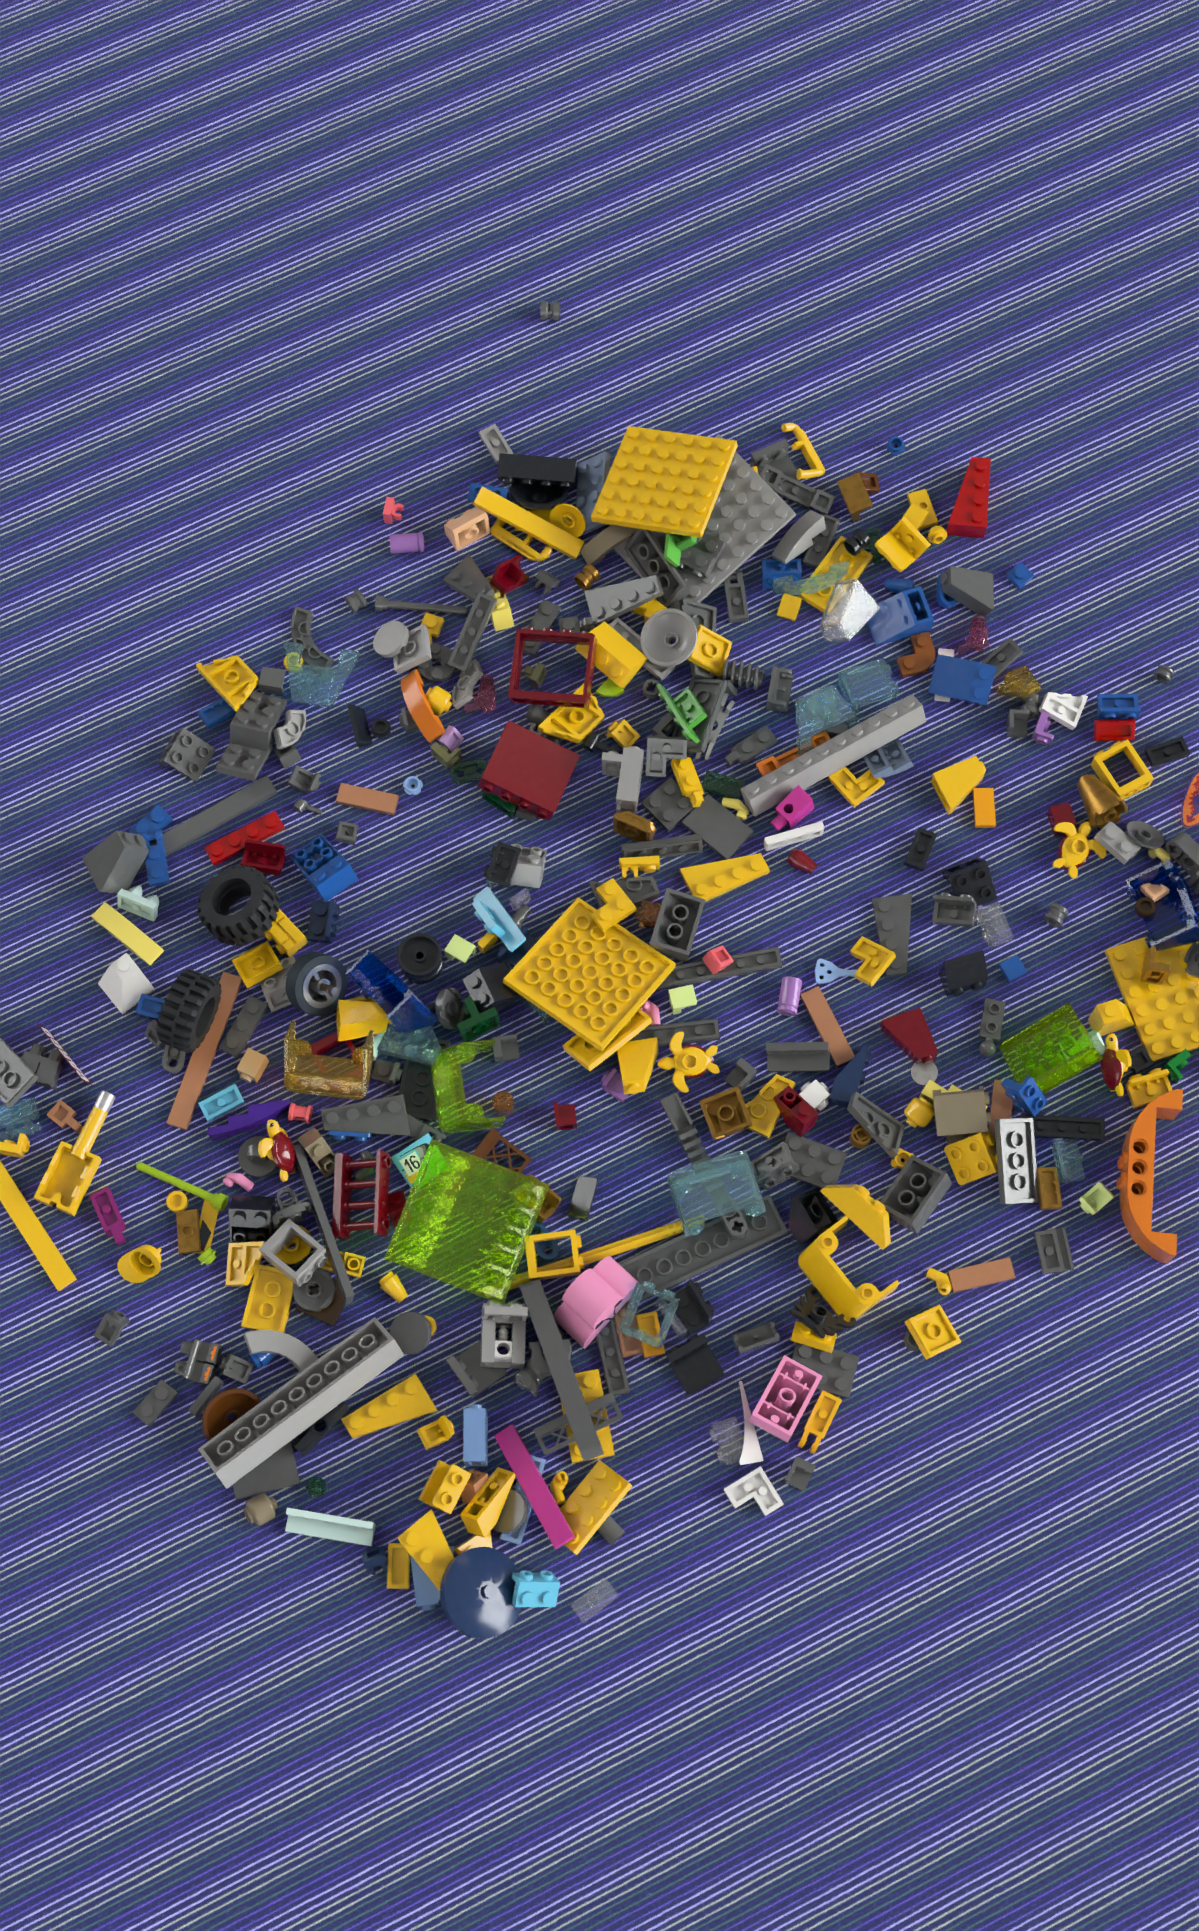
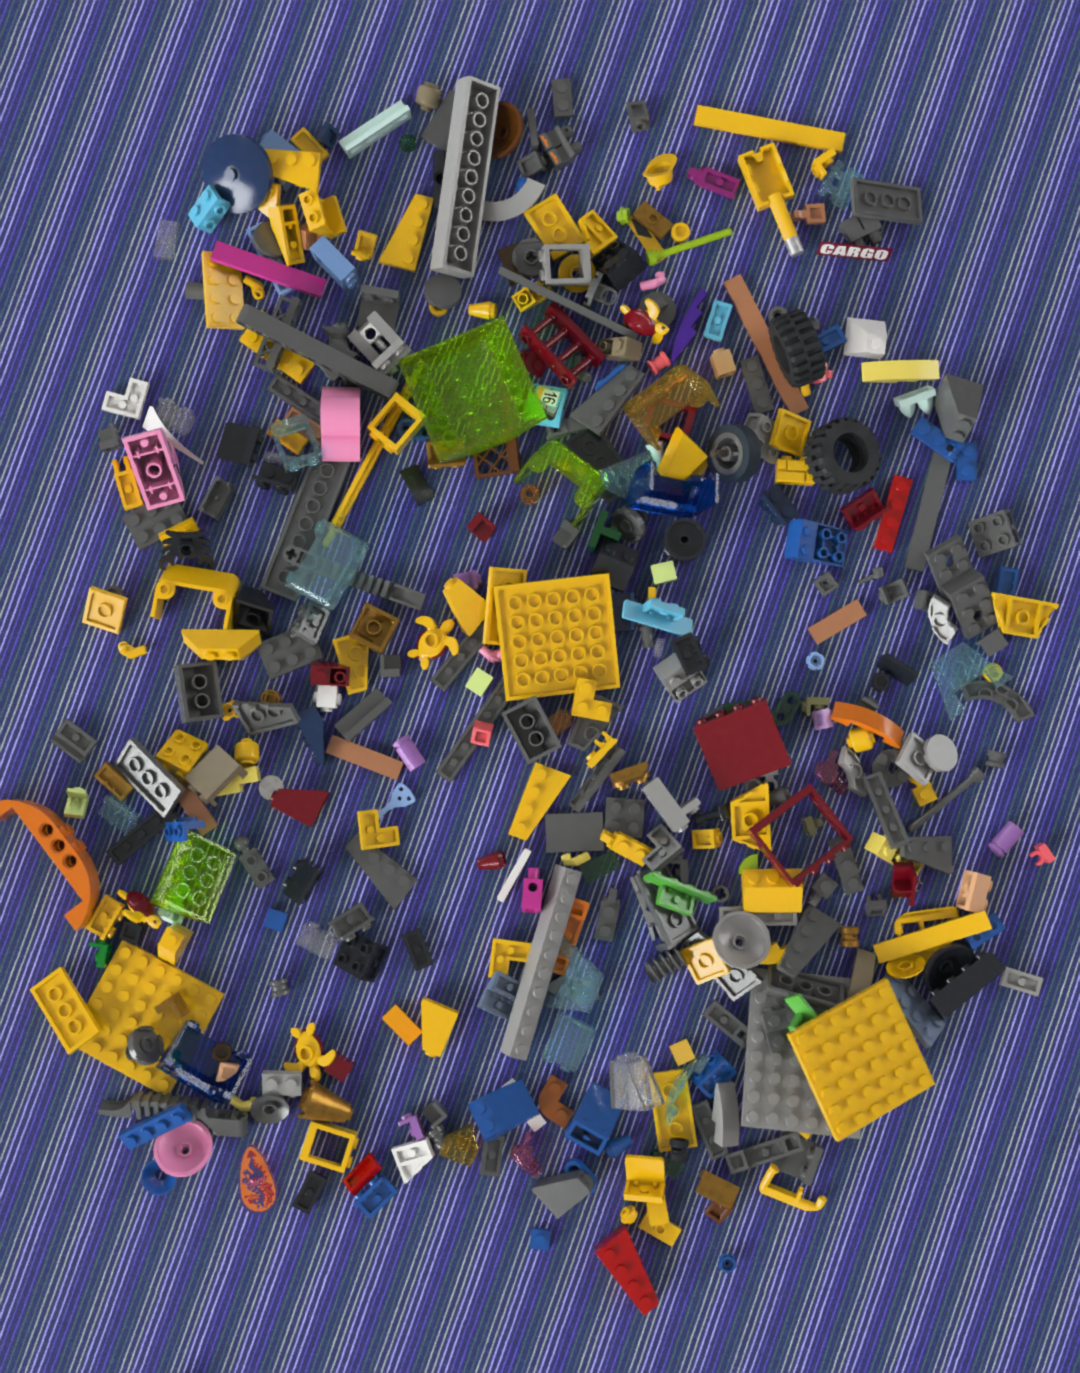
camera: 130 degrees right, 15 degrees up
(387, 1072) = (629, 445): dark grey bracket -> none
(779, 689) = (628, 979): dark grey hinge -> none
(981, 1275) = (108, 680): nougat tile -> none
(1163, 674) = (365, 1254): dark grey bush -> none

